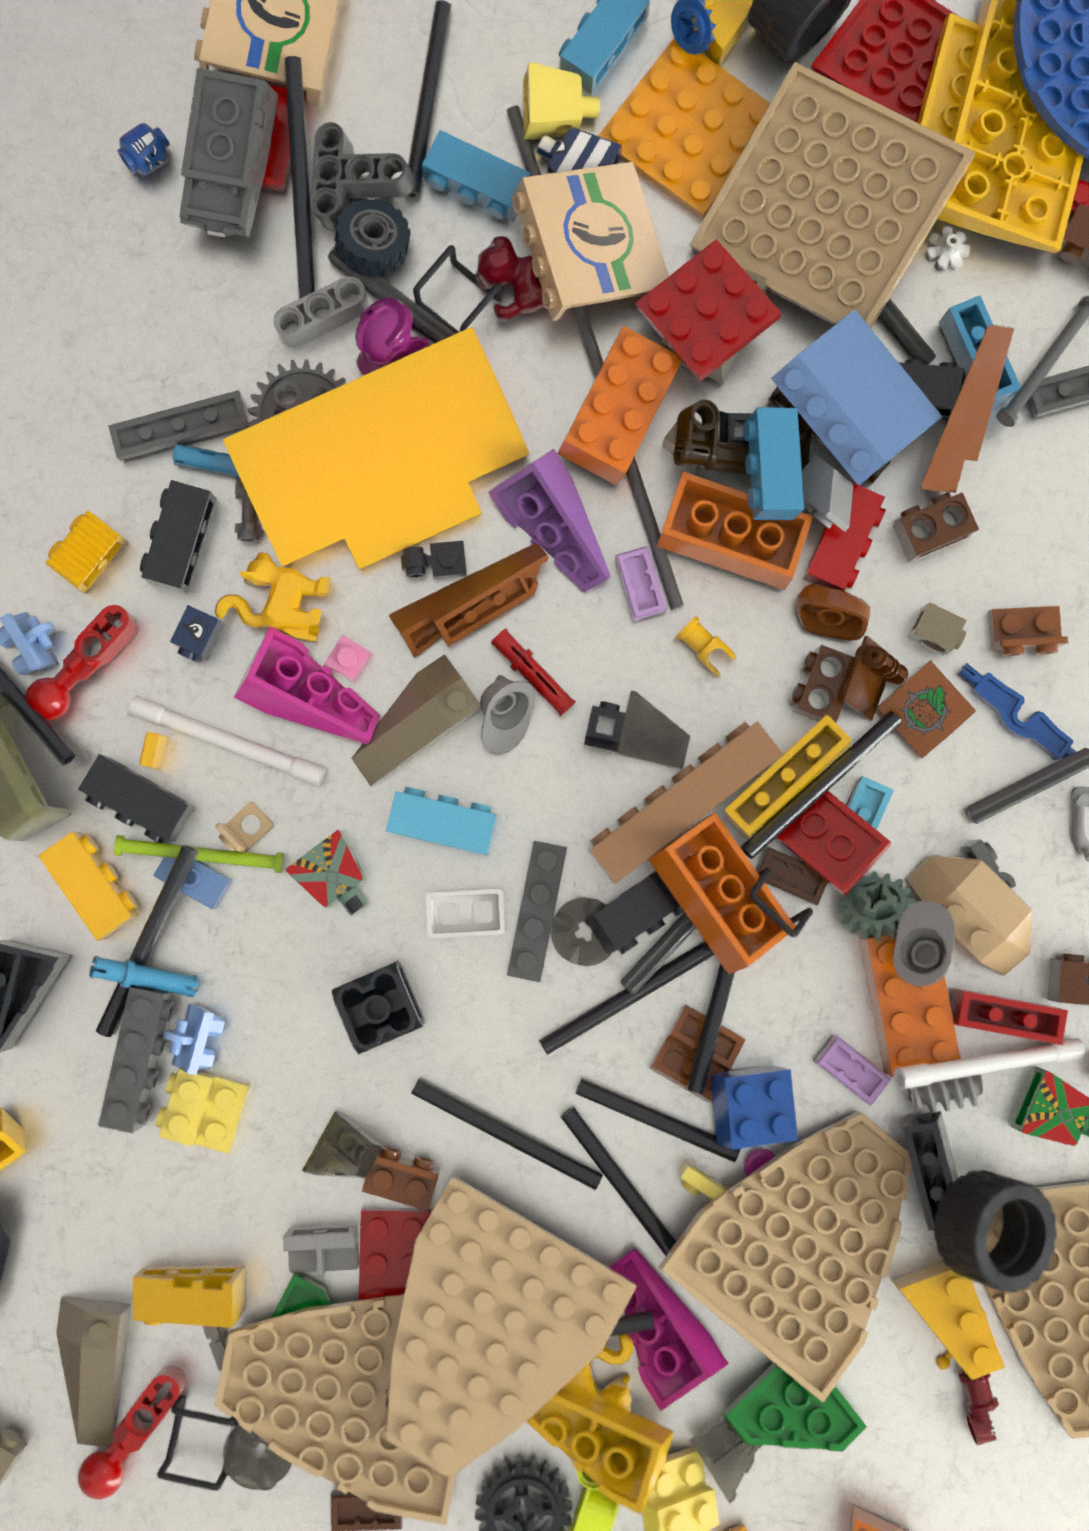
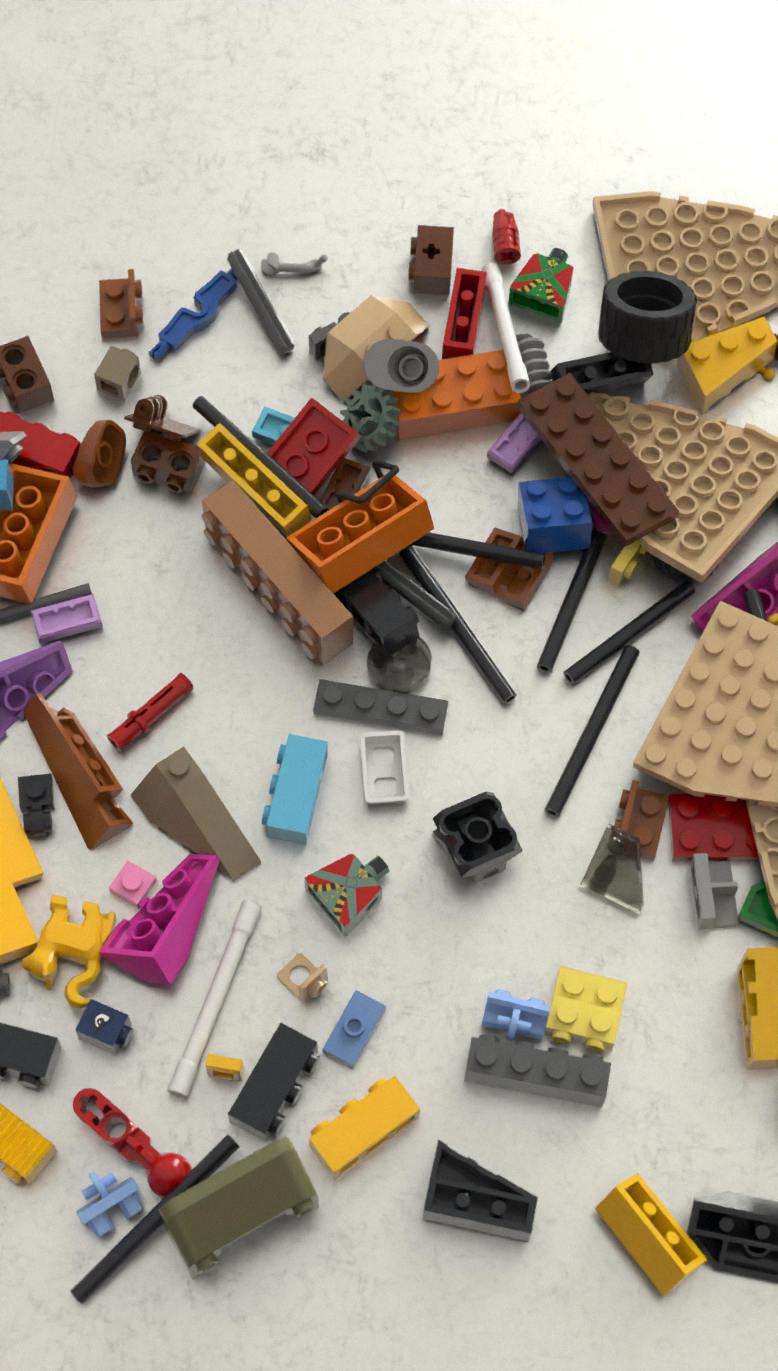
camera: 90 degrees left, 20 degrees down
(129, 973) = (452, 1071): dark azure pin -> none
(149, 935) = (420, 1065): black piece -> none
(204, 854) = (322, 1090): lime bar -> none
(506, 713) = (189, 731): light grey piece -> none
(604, 727) = (205, 647): black window -> none
(651, 735) = (211, 610): clear smoke wing -> none
(703, 643) = (124, 565): yellow piece -> none
(812, 1160) = (597, 459): none -> reddish brown plate
(928, 708) = (187, 378): dark orange slope -> none

